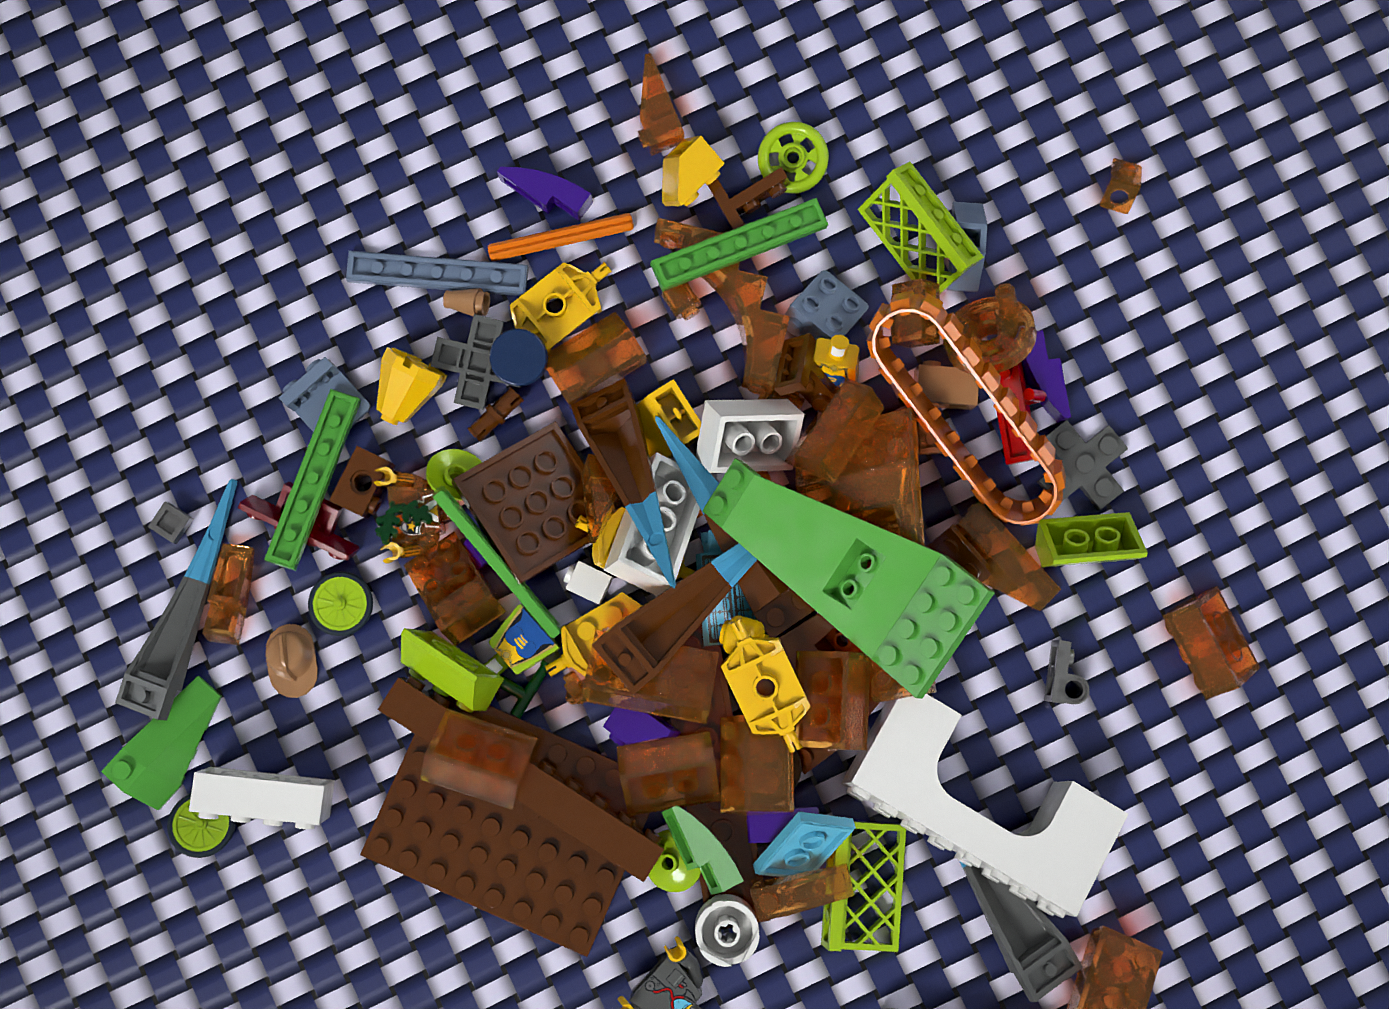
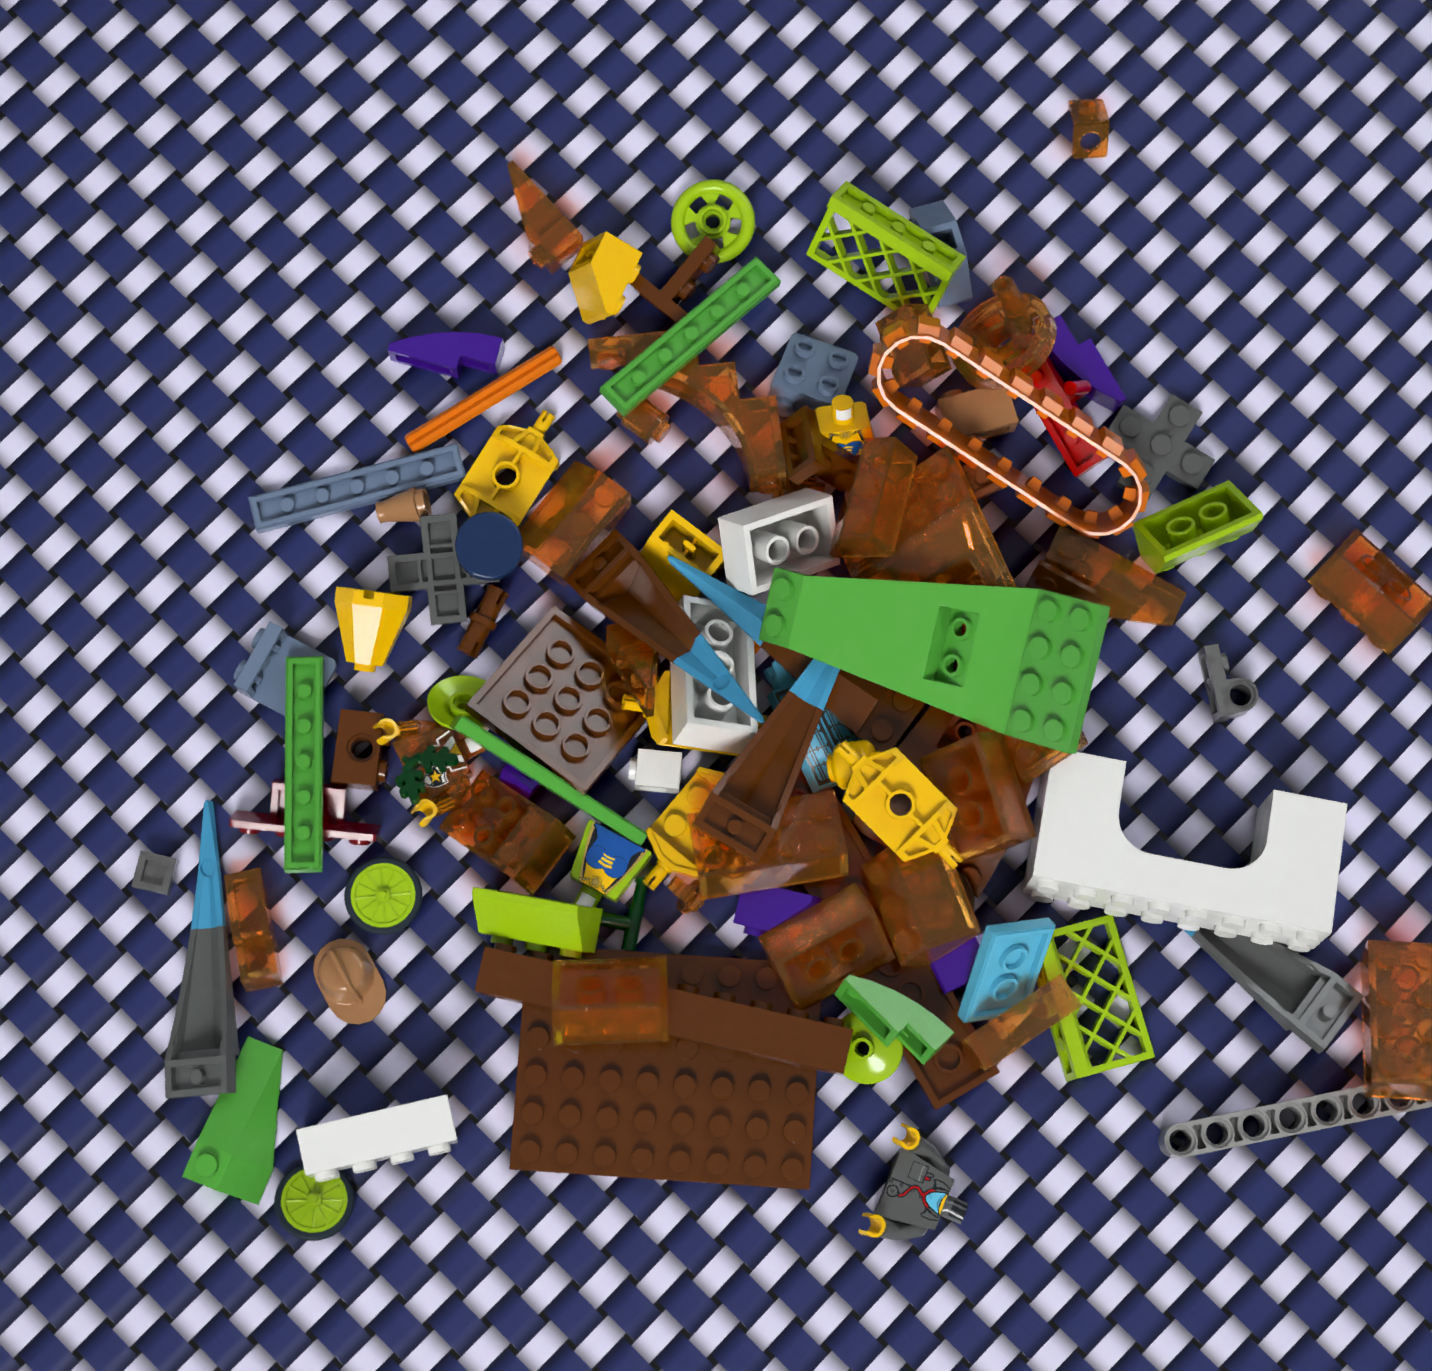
camera: 20 degrees left, 5 degrees down
(734, 946) = (971, 1080): white brick -> none

